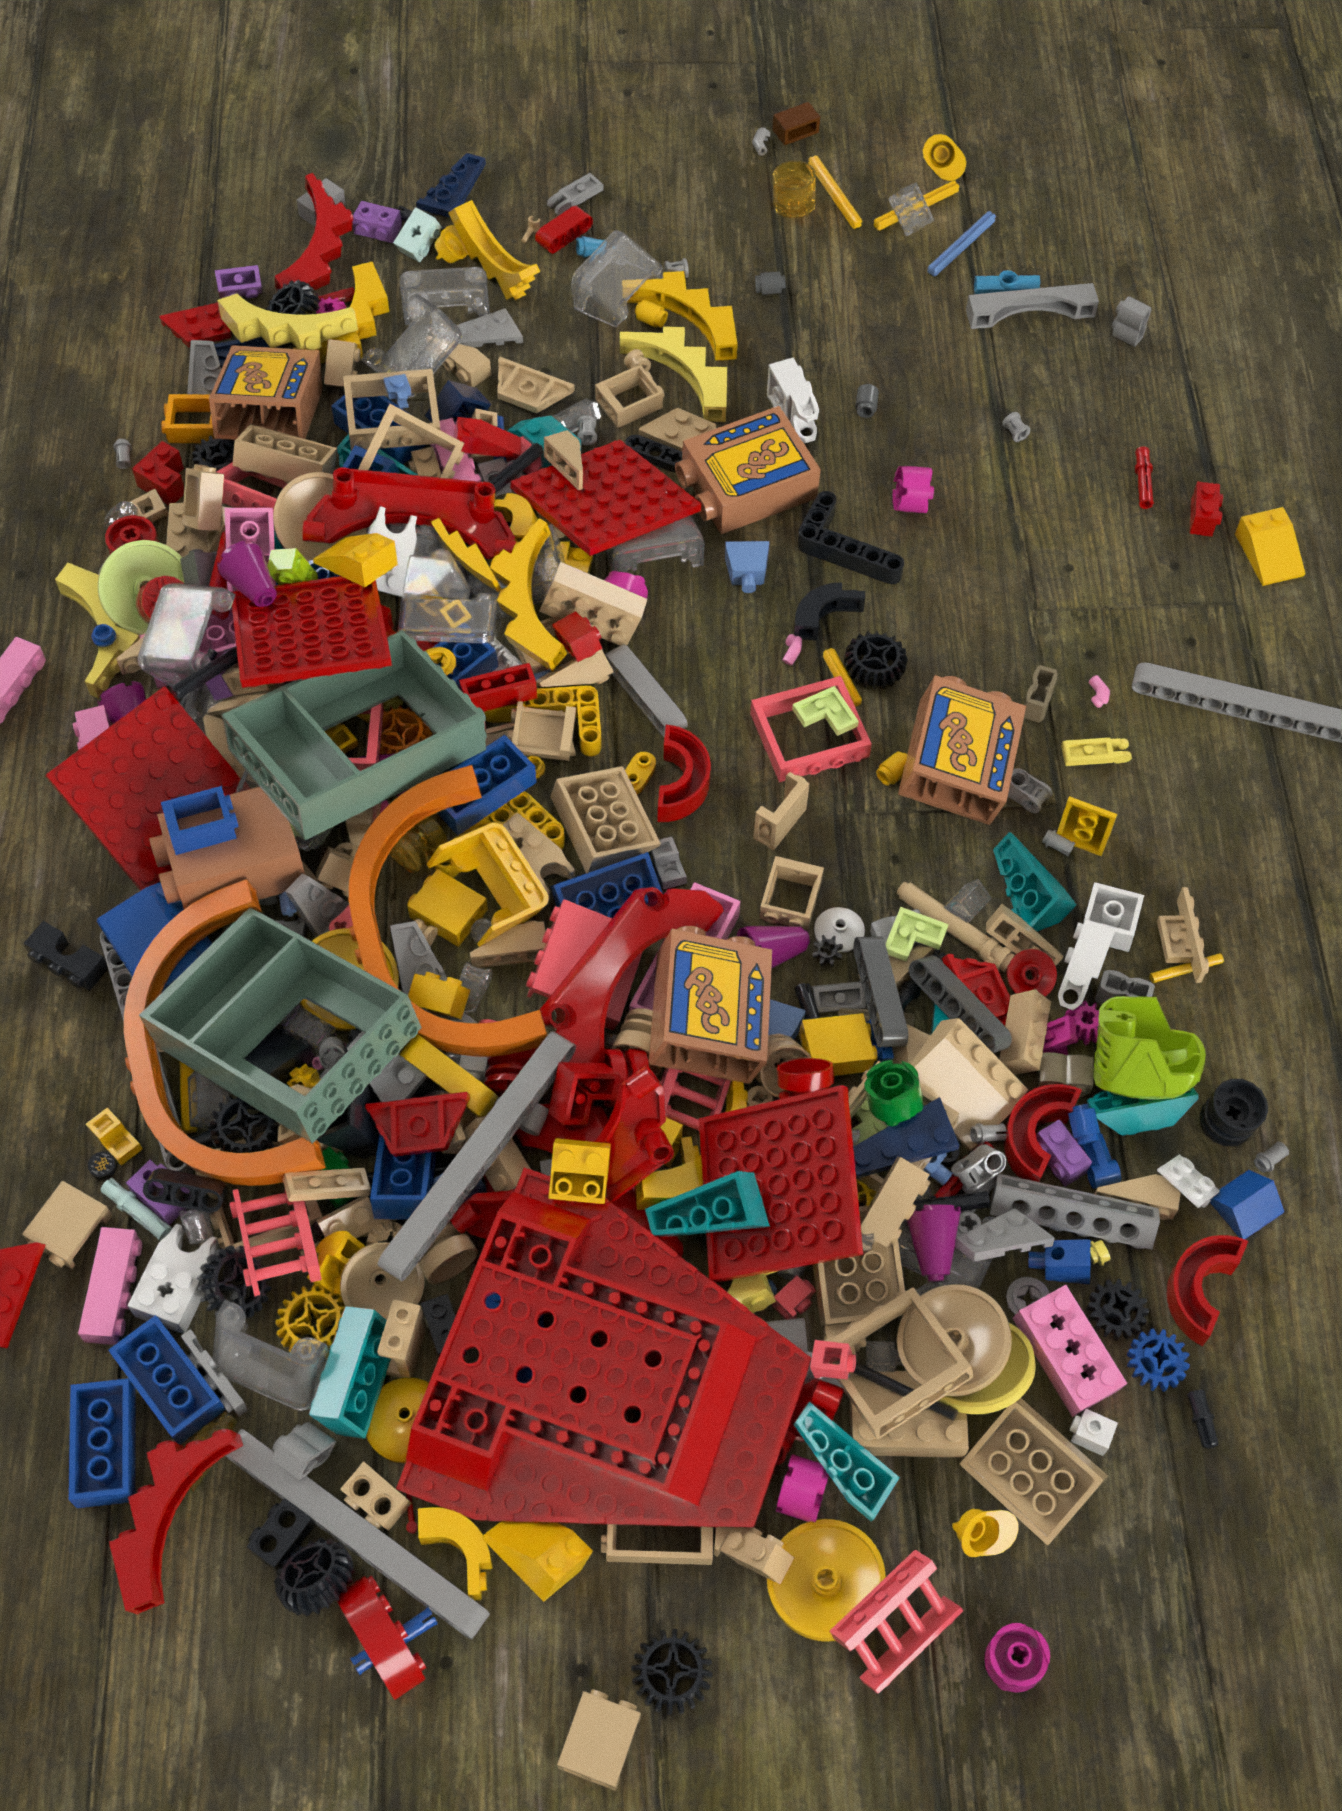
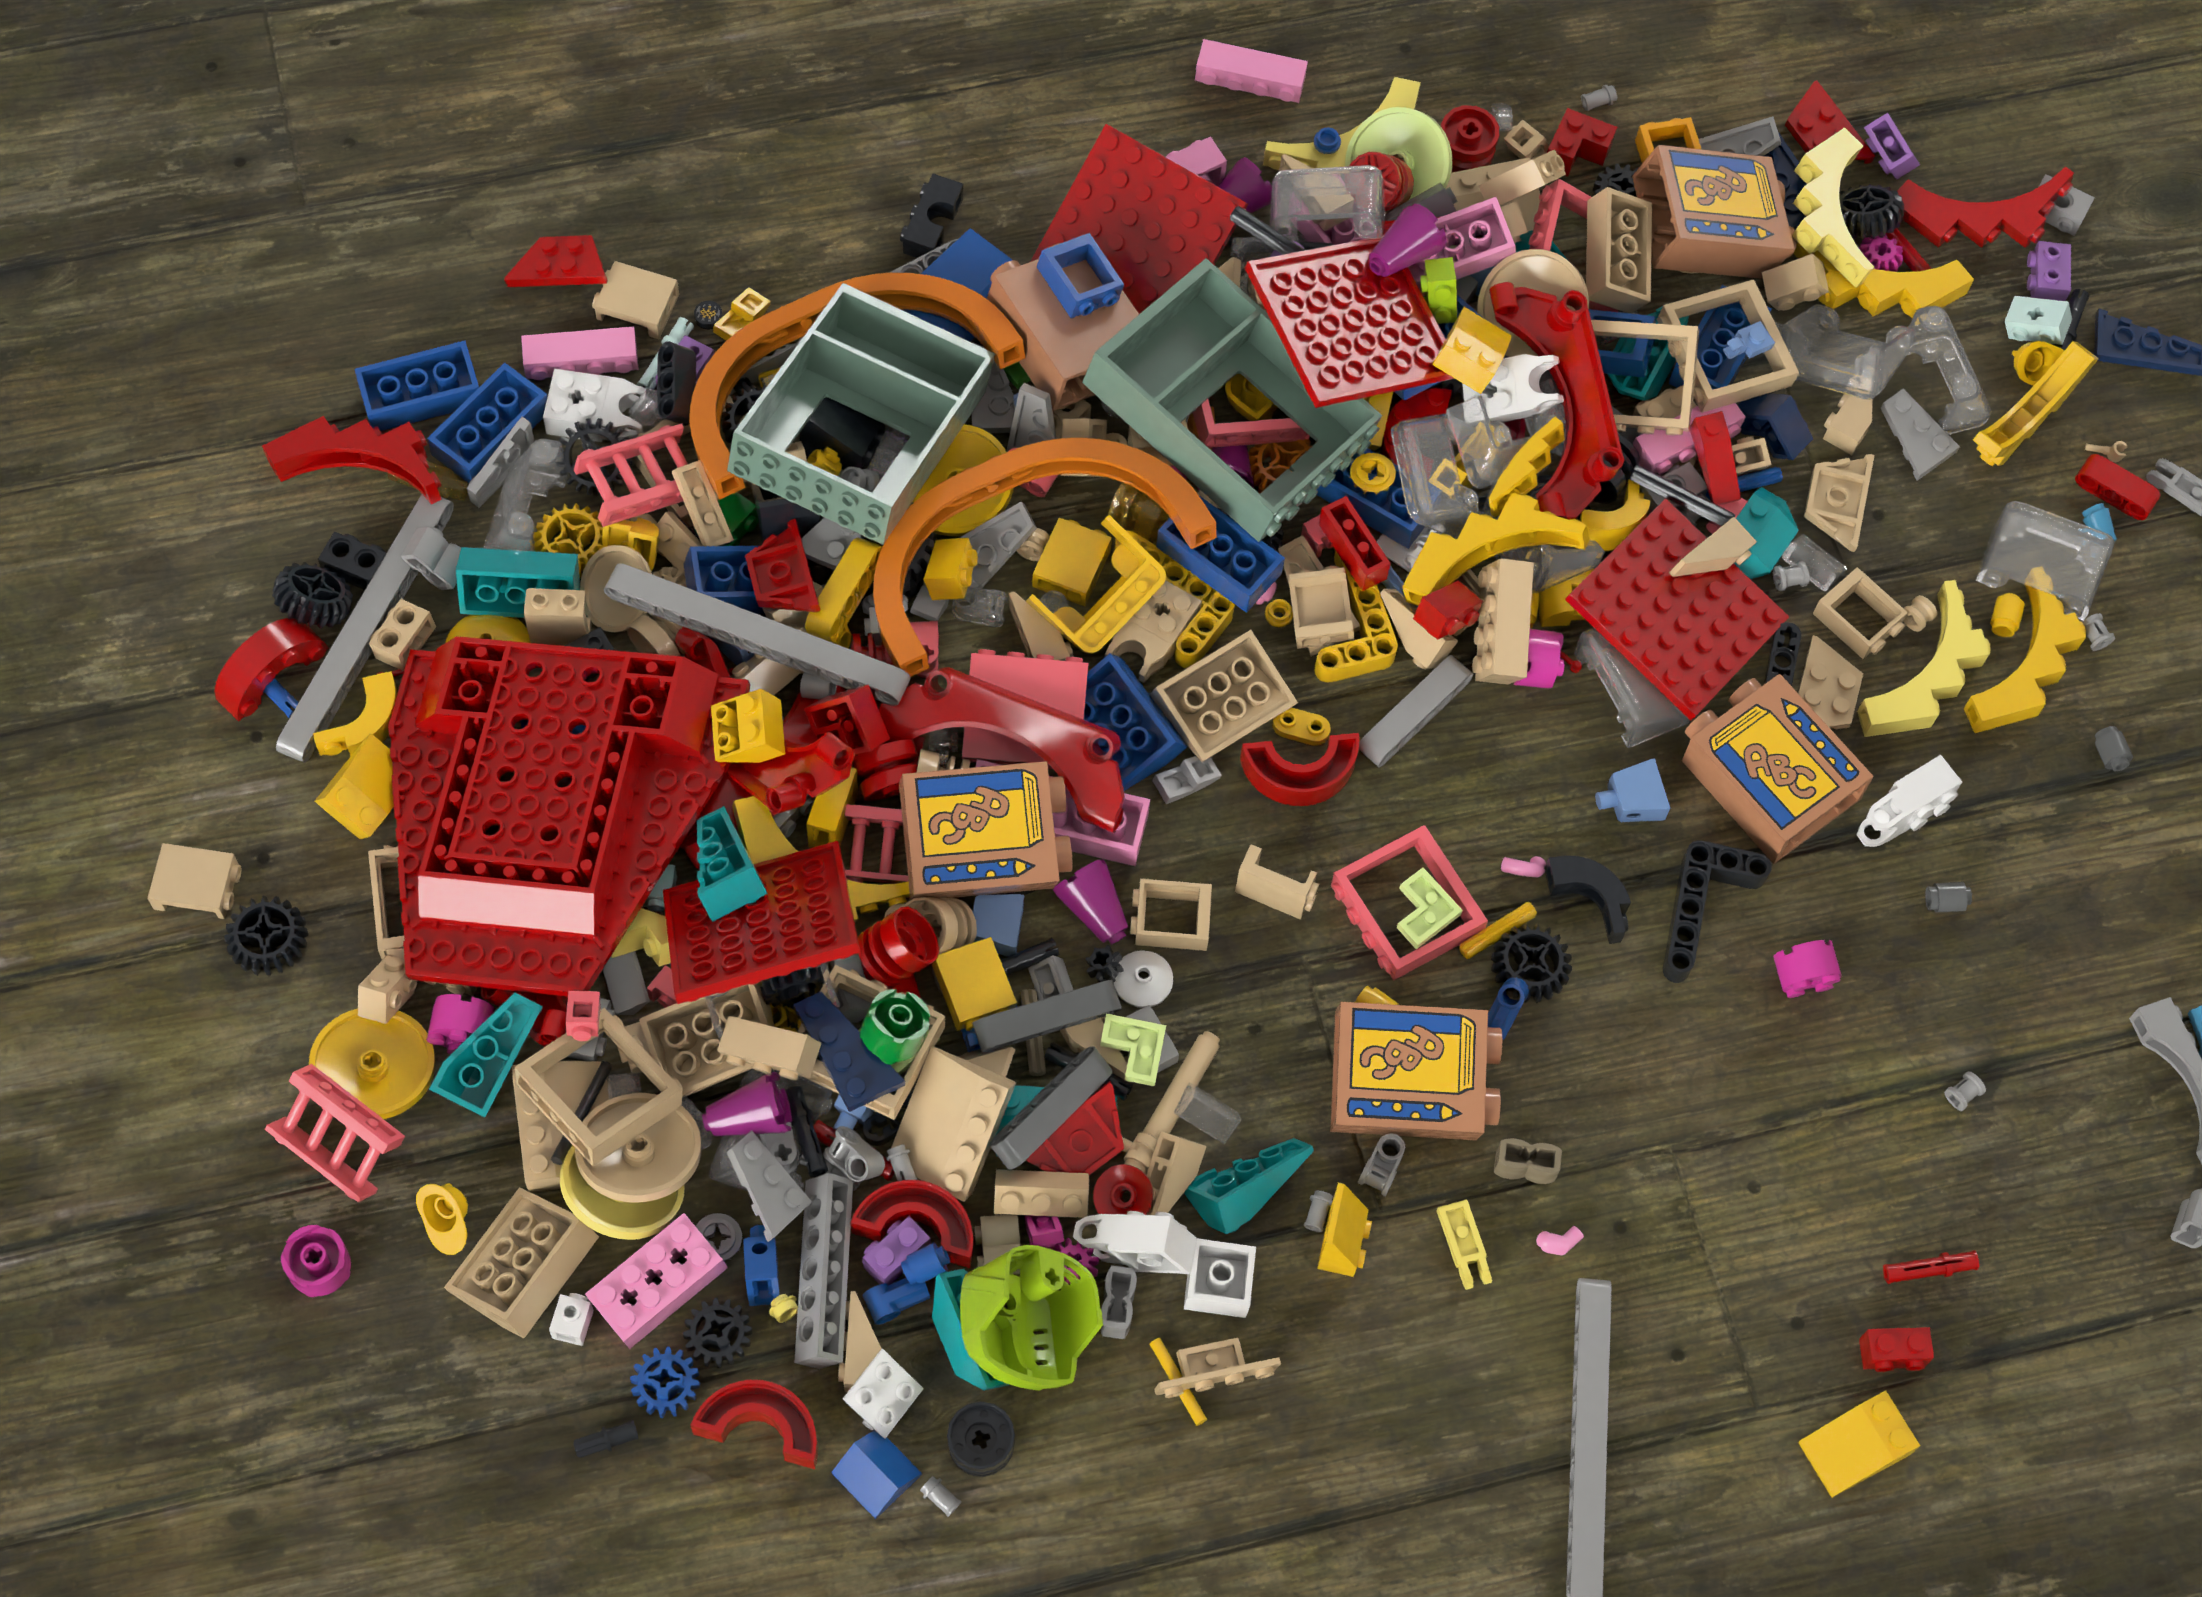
camera: 75 degrees right, 5 degrees up
(910, 673) = (1505, 1009): none -> blue piece

